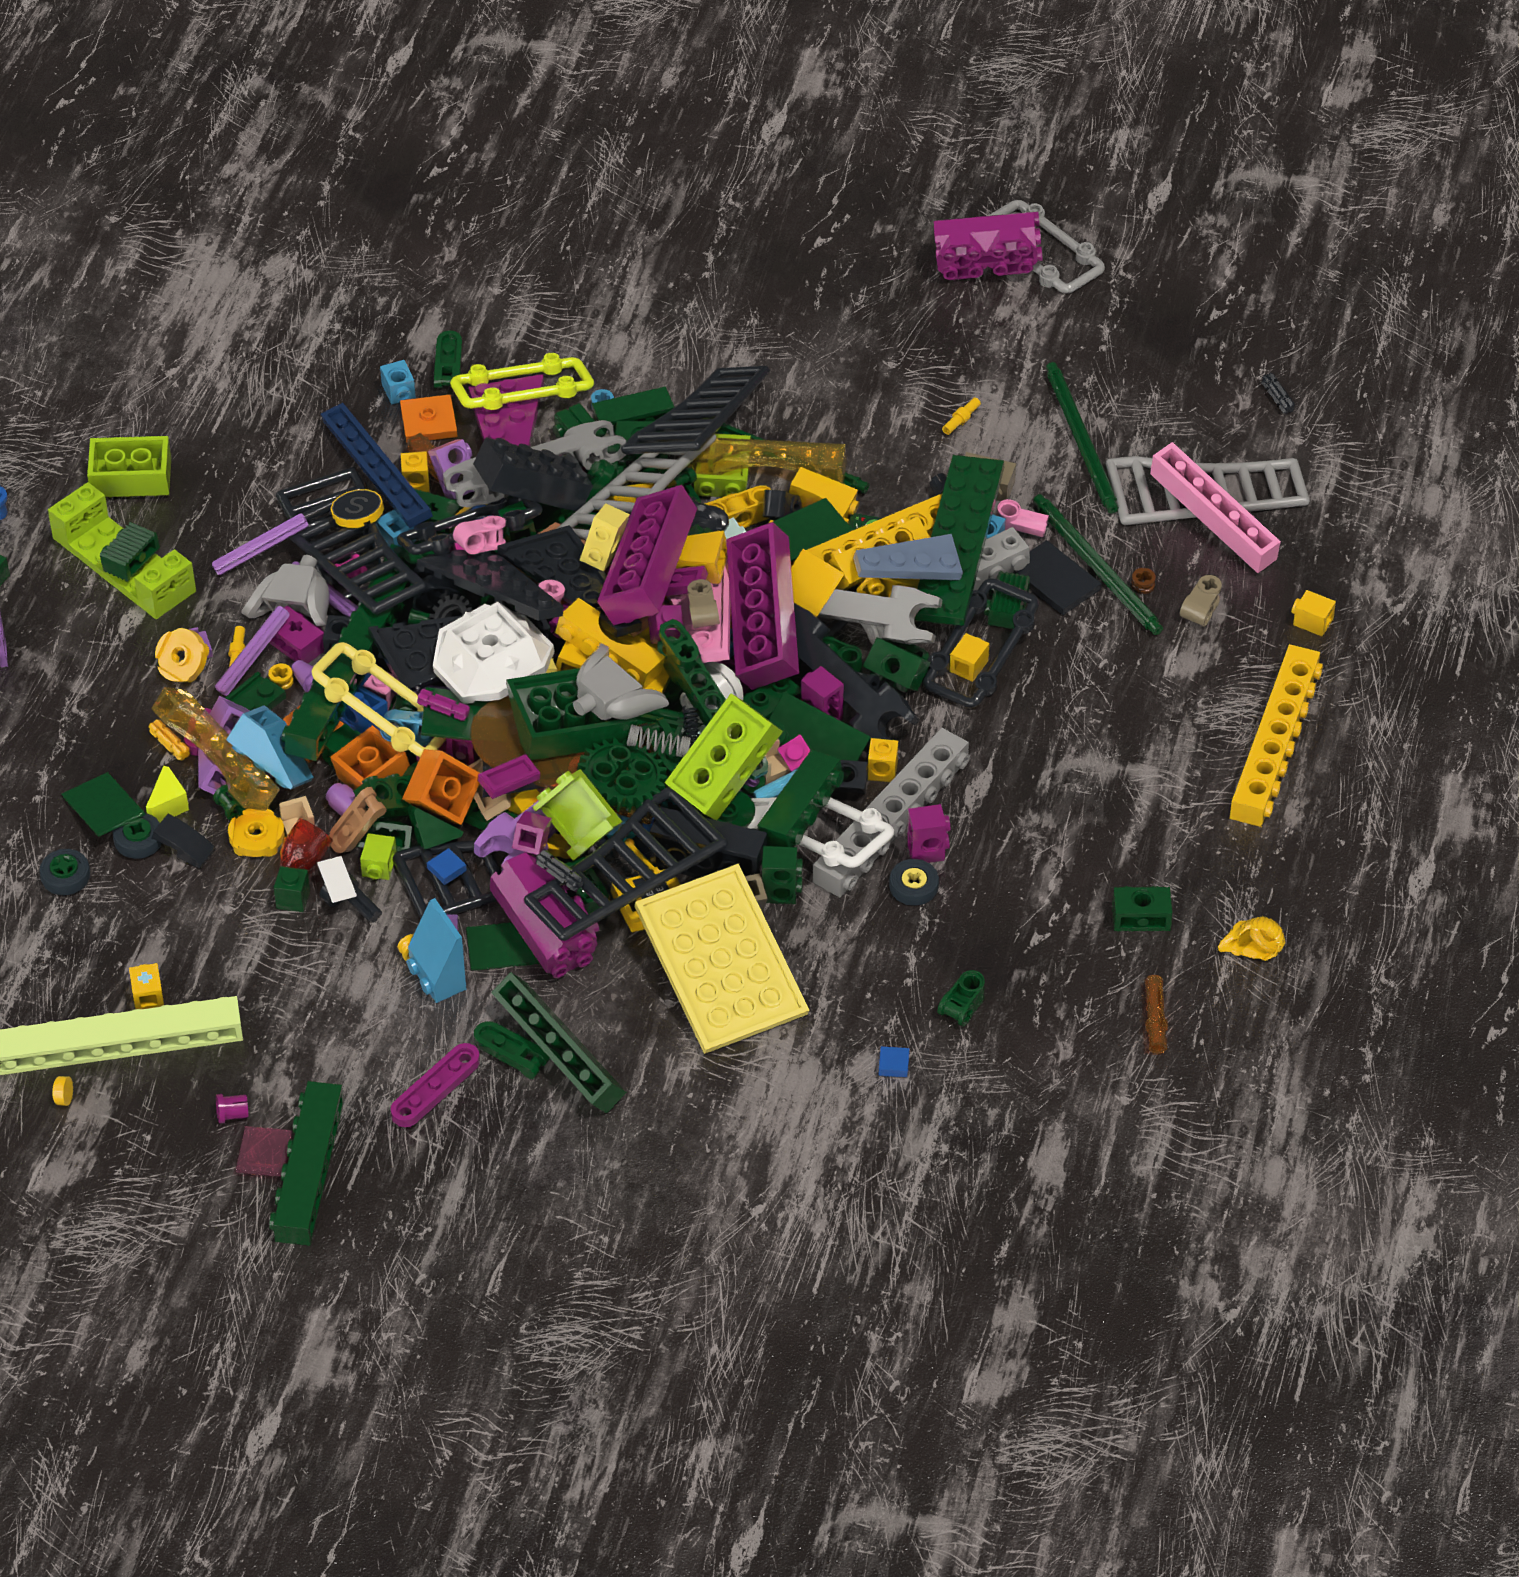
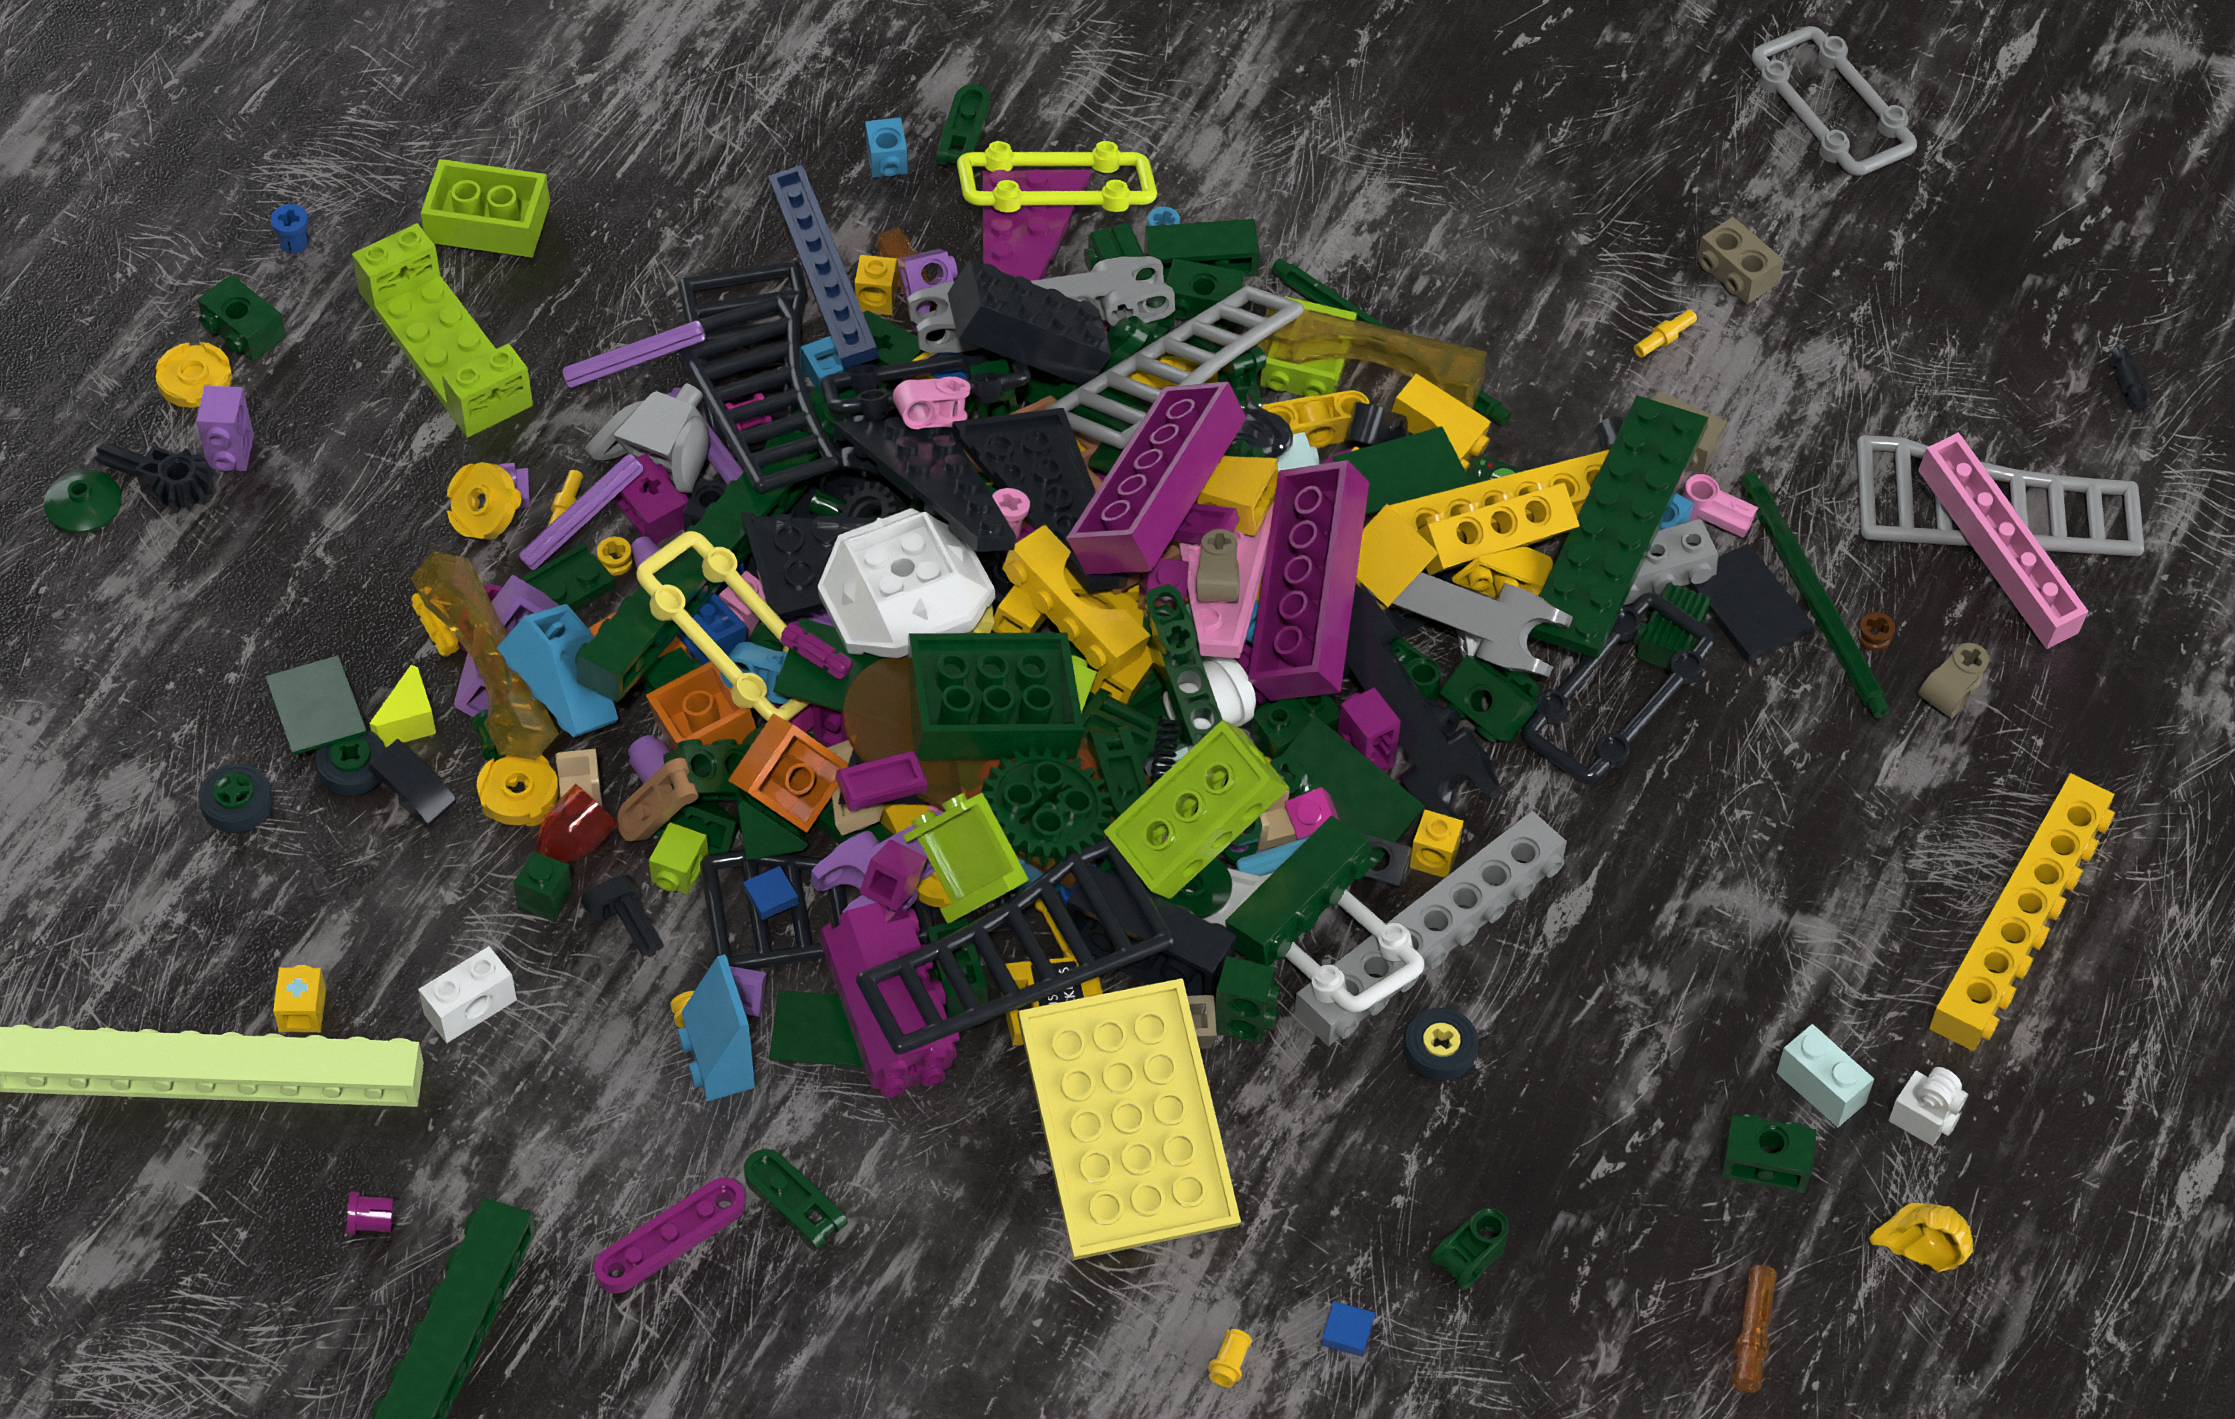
camera: 10 degrees right, 5 degrees up
(62, 1090) = (138, 1139): yellow tile -> none
(129, 551) = (449, 333): dark green brick -> none
(259, 963) = (467, 994): none -> white brick
(263, 1151) = (397, 1291): clear pink piece -> none
(336, 879) = (608, 885): white sticker -> none
(356, 508) = (778, 326): tile -> none
(429, 416) = (917, 206): orange plate -> none
(558, 1042) = (862, 1206): dark green brick -> none
(559, 870) = (917, 944): black axle -> none
(604, 537) = (1103, 438): light yellow brick -> none
(611, 690) = (1053, 678): light grey torso -> none
(680, 752) = (1078, 744): light grey piece -> none
(700, 414) = (1287, 249): black bar -> none
(820, 1098) = (1229, 1358): none -> yellow pin
(914, 559) = (1546, 549): sand blue wing -> none
(928, 833) = (1475, 975): magenta brick -> none
(969, 657) = (1597, 705): yellow brick -> none
(992, 241) = (1769, 84): magenta brick -> none
(1001, 360) = (1740, 260): none -> dark tan brick
(1082, 438) = (1832, 397): dark green piece -> none
(1168, 855) = (1825, 1075): none -> light aqua brick
(1239, 860) = (1929, 1105): none -> white brick
(1313, 612) = (2116, 727): yellow brick -> none

